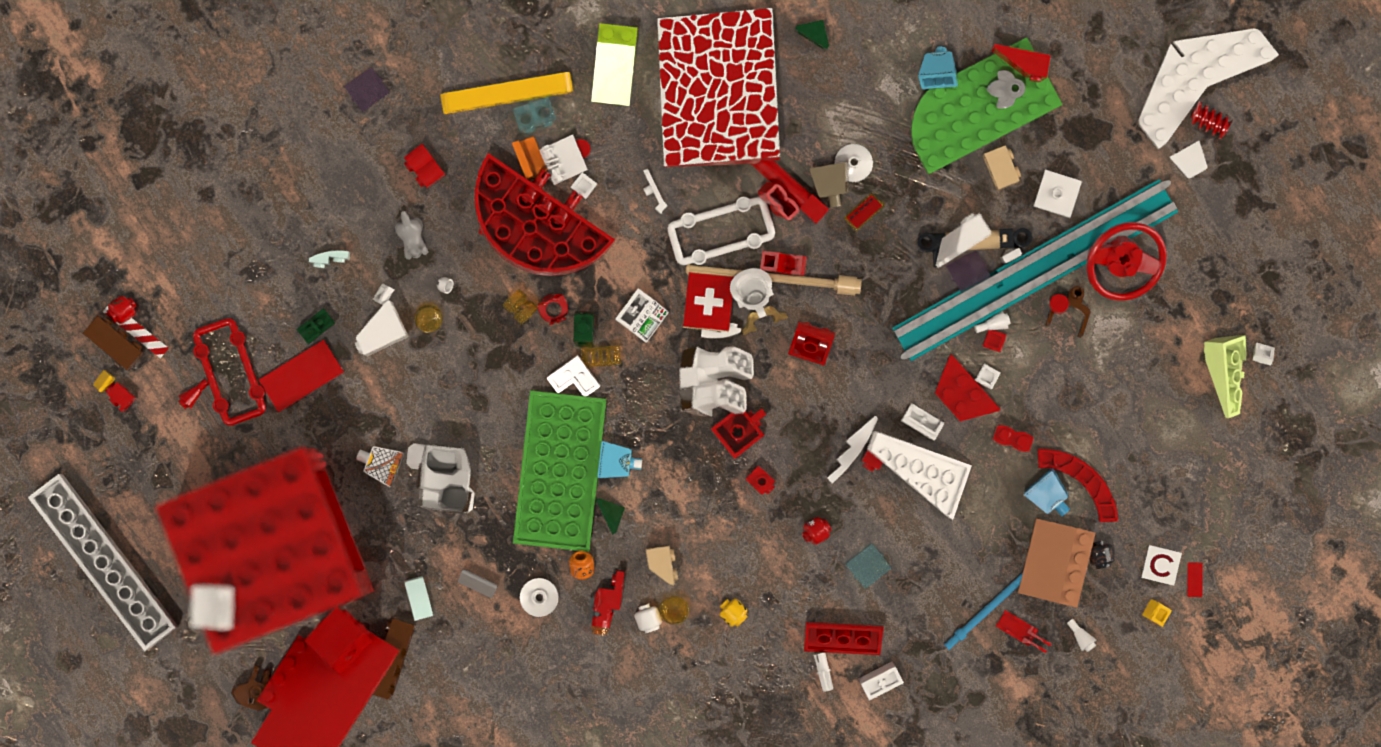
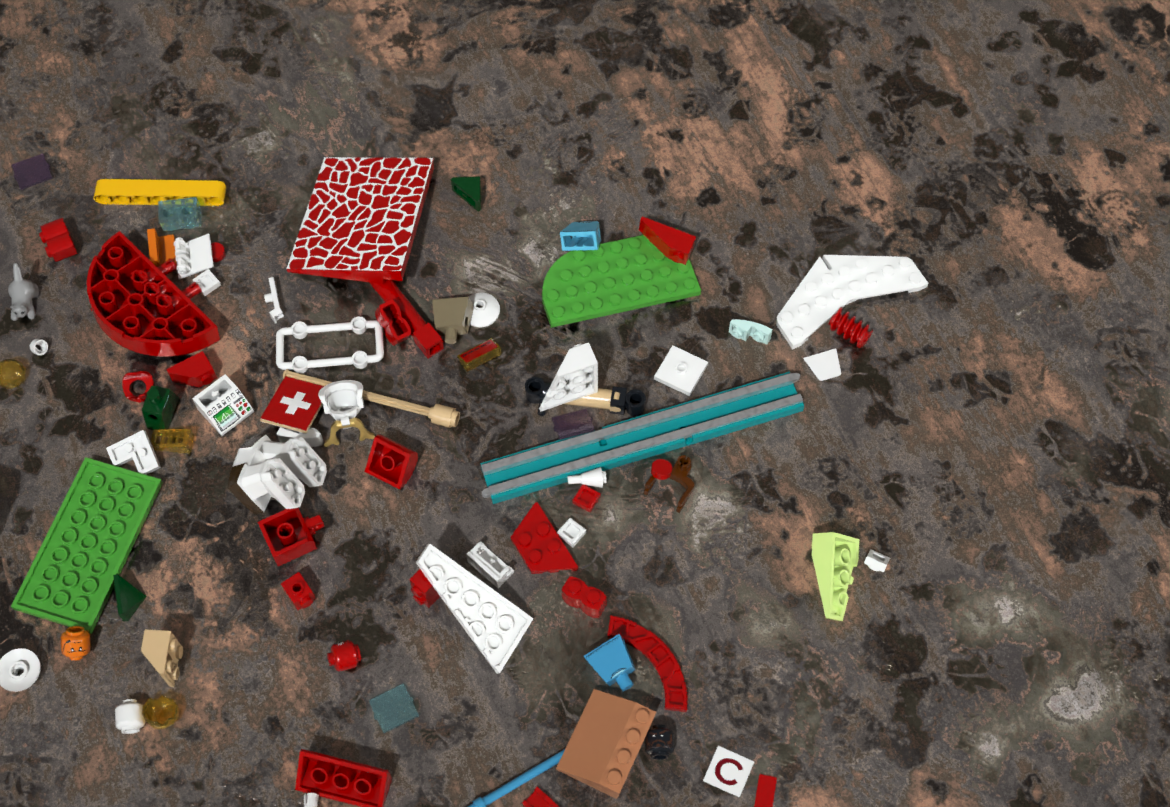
camera: 15 degrees right, 25 degrees down
(515, 302) = (104, 376): clear yellow wheel -> none
(603, 284) = (193, 371): none -> red slope
(603, 603) = (88, 688): red plate -> none
(614, 64) = (271, 184): slope -> none
(616, 461) = (150, 543): medium azure torso -> none
(733, 612) = (226, 728): yellow head -> none
(783, 263) = (378, 381): red brick -> none
(856, 444) = (397, 585): white slope -> none
(1001, 167) = (627, 335): tan brick -> none
(1003, 89) = (644, 262): light grey plate -> none
(1010, 255) = (620, 415): white tile -> none
(1110, 141) = (743, 329): none -> light aqua slope
(1132, 259) = (750, 441): red piece -> none

